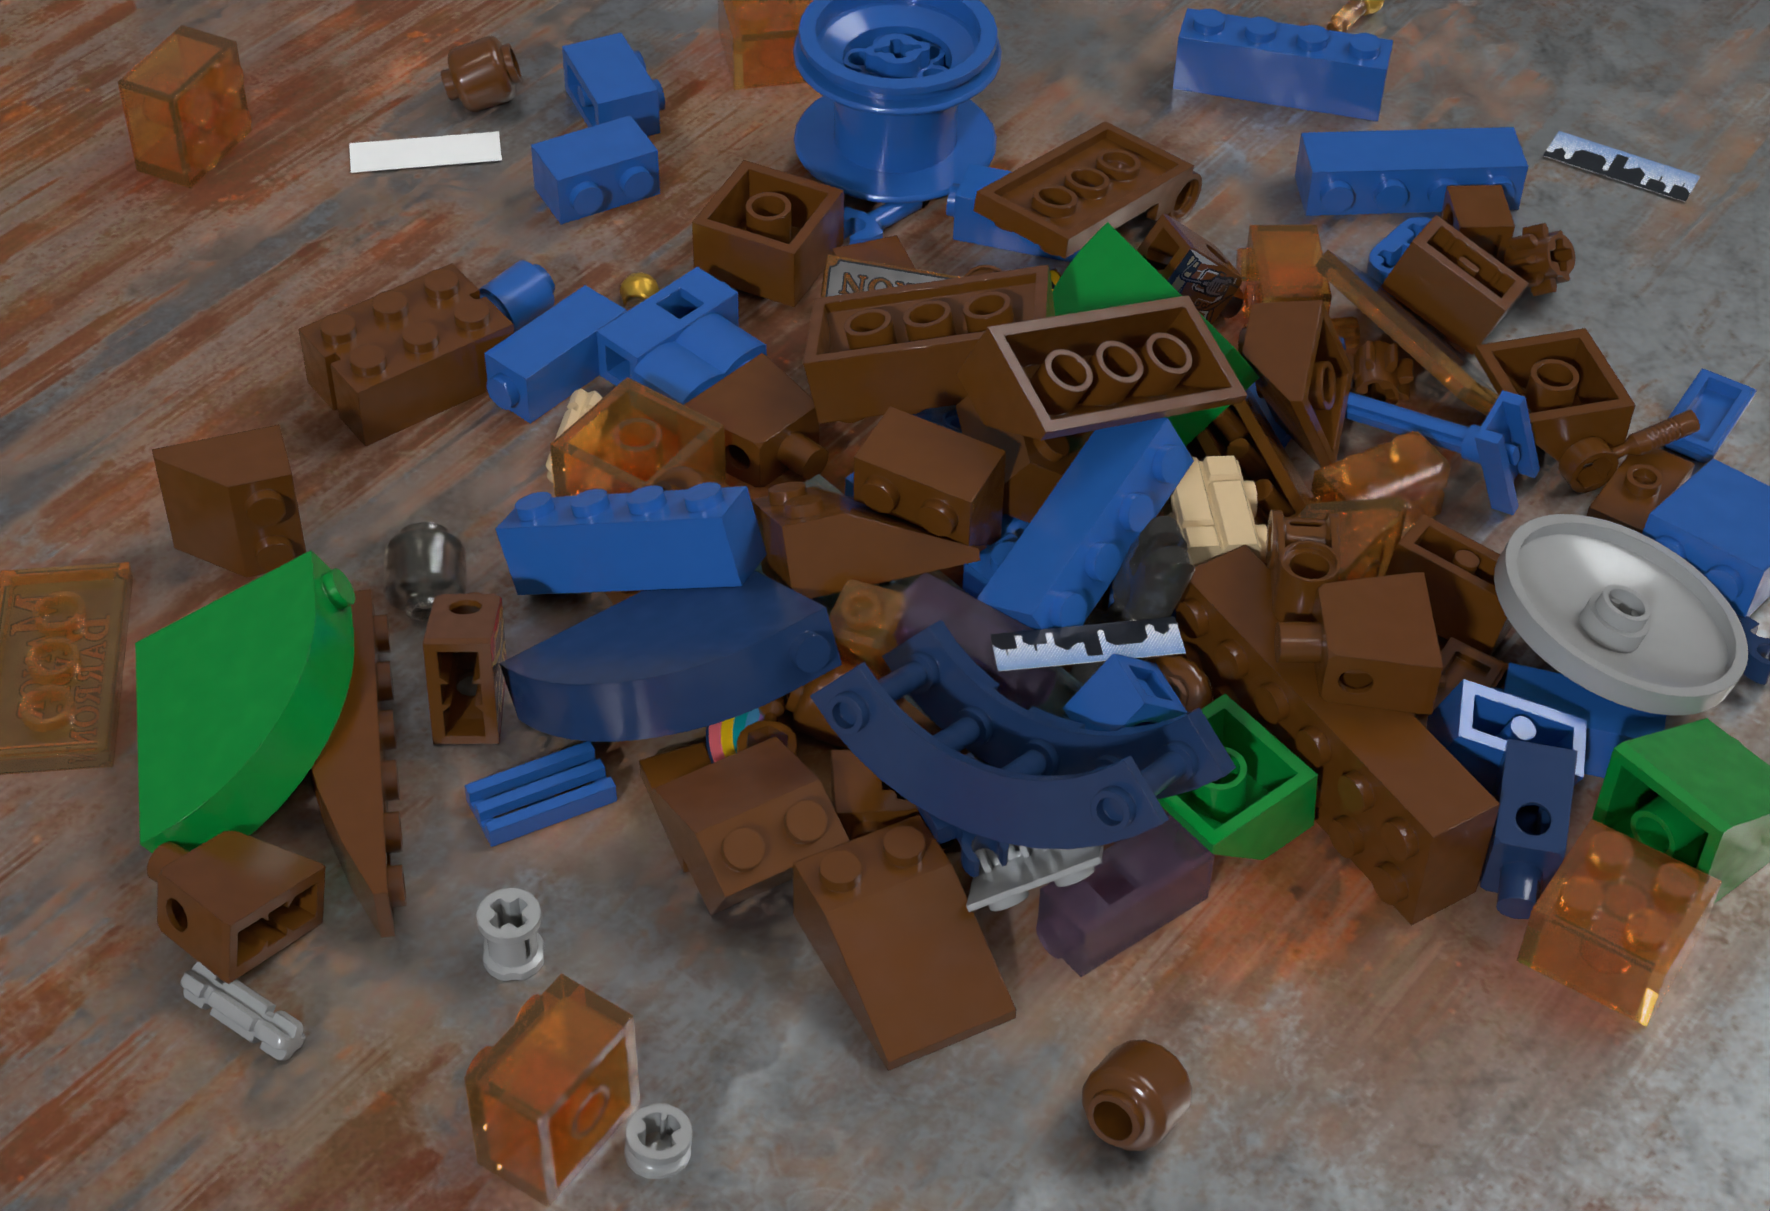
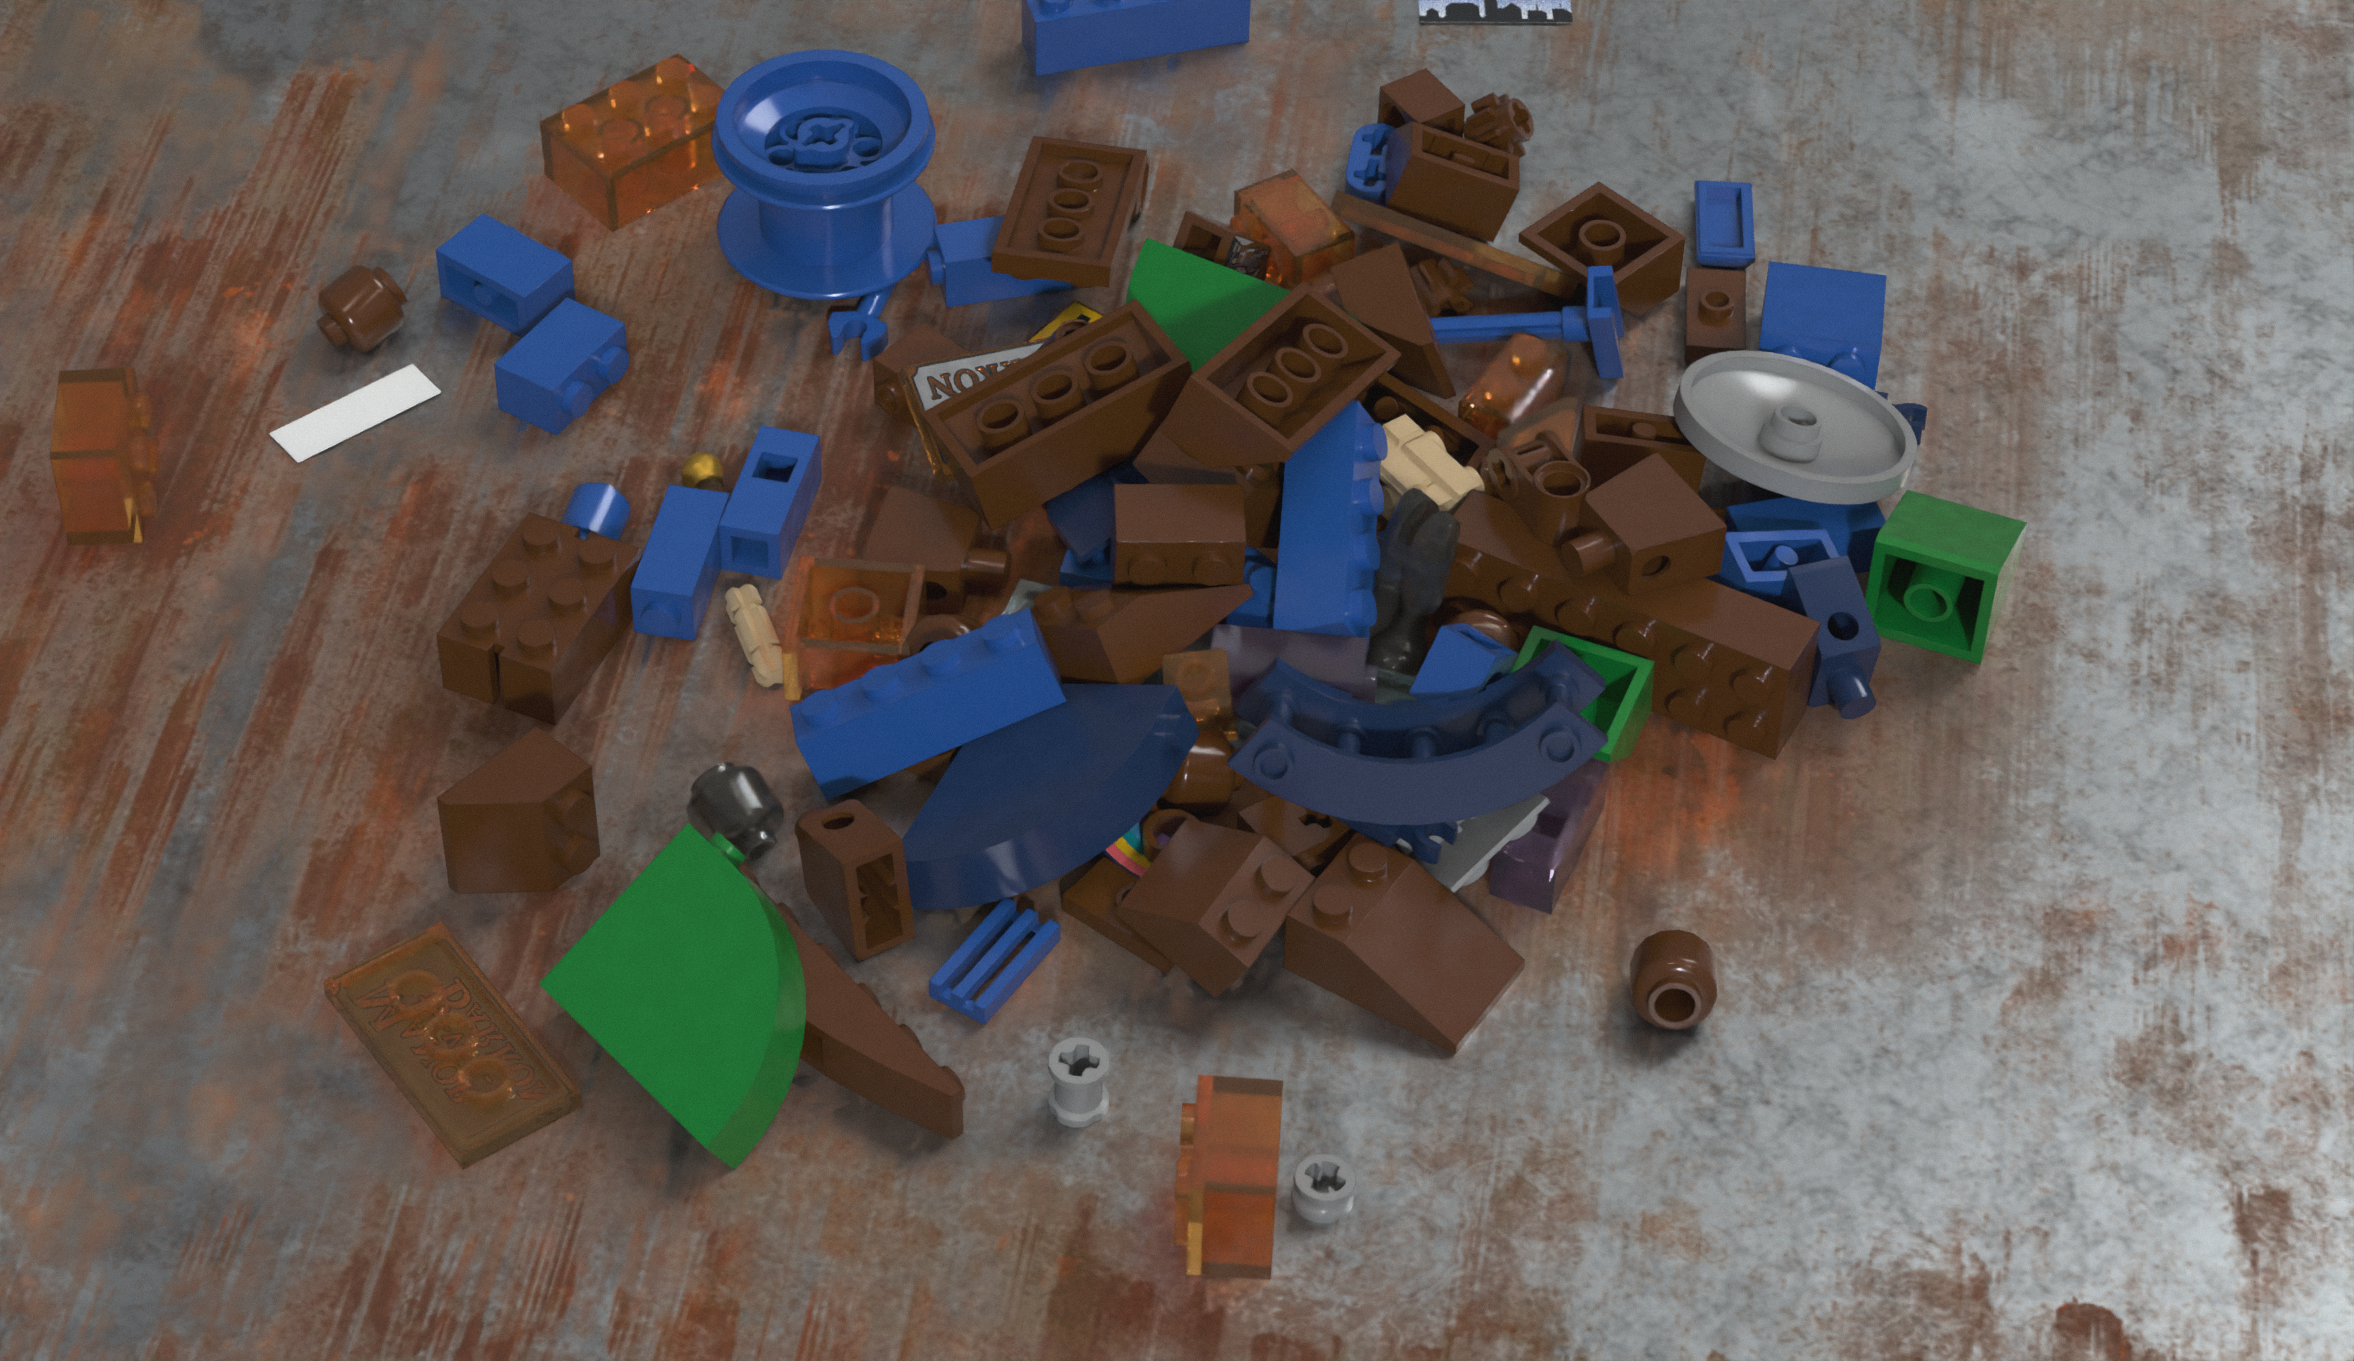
camera: 30 degrees left, 0 degrees up
(235, 900) = (820, 1158): reddish brown torso -> none
(244, 1012) = (894, 1245): light grey axle -> none
(697, 358) = (829, 517): blue brick -> none
(768, 232) = (794, 365): reddish brown brick -> none
(1086, 643) = (1400, 629): sticker -> none
(1404, 168) = (1319, 82): blue brick -> none
(1606, 459) = (1666, 301): reddish brown piece -> none
(1618, 921) = (1941, 685): clear orange brick -> none

